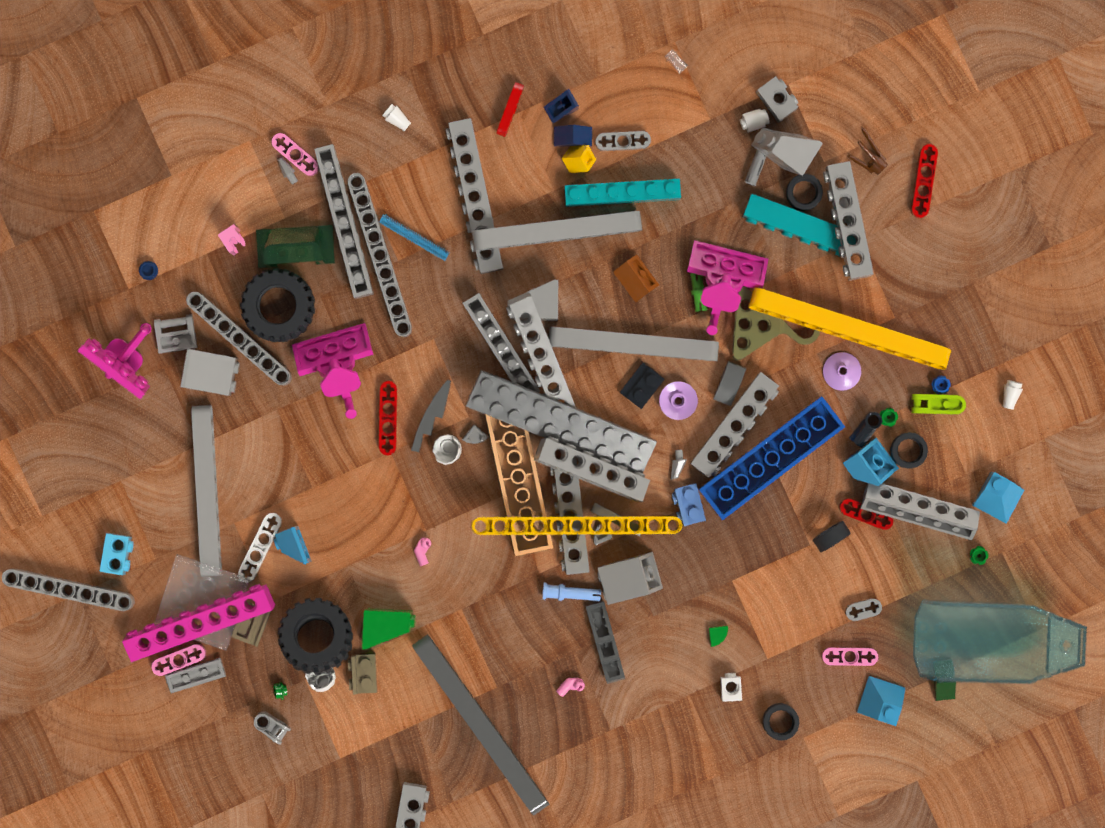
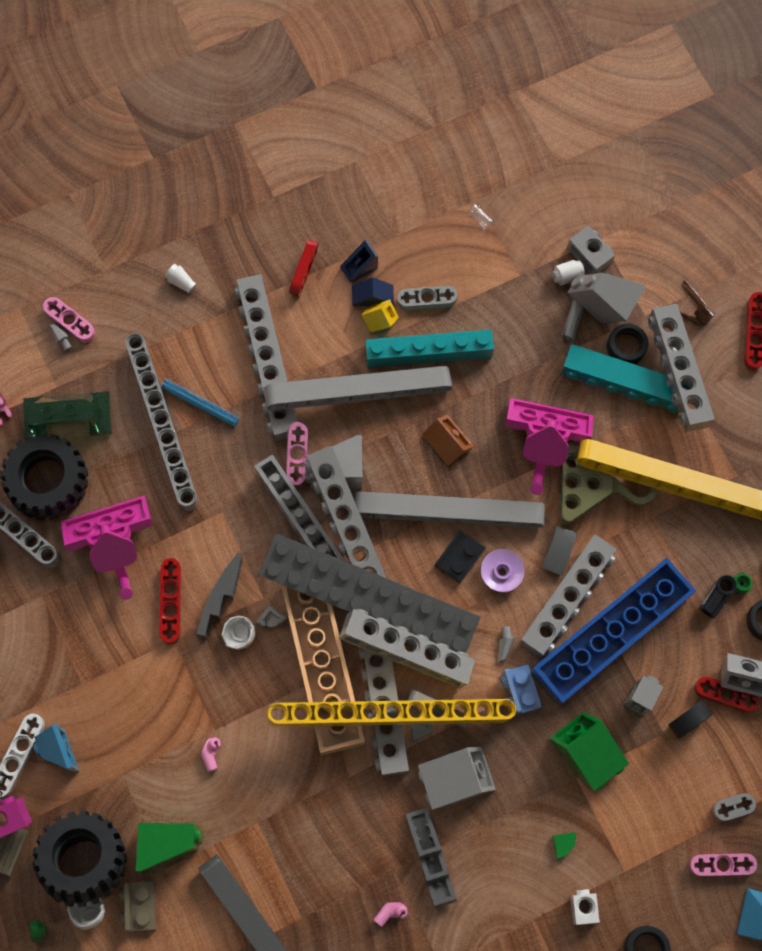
camera: 10 degrees left, 15 degrees down
(344, 221) = (121, 386): light grey brick -> none
(506, 277) = (292, 437): none -> bright pink beam
(561, 592) = (376, 797): light blue pin -> none
(697, 291) = (517, 452): bright green pin -> none
(744, 559) = (590, 750): none -> green slope
(793, 514) = (644, 695): none -> light grey brick
(834, 378) = (677, 542): lavender dish -> none
(871, 464) = (727, 635): dark azure slope -> none

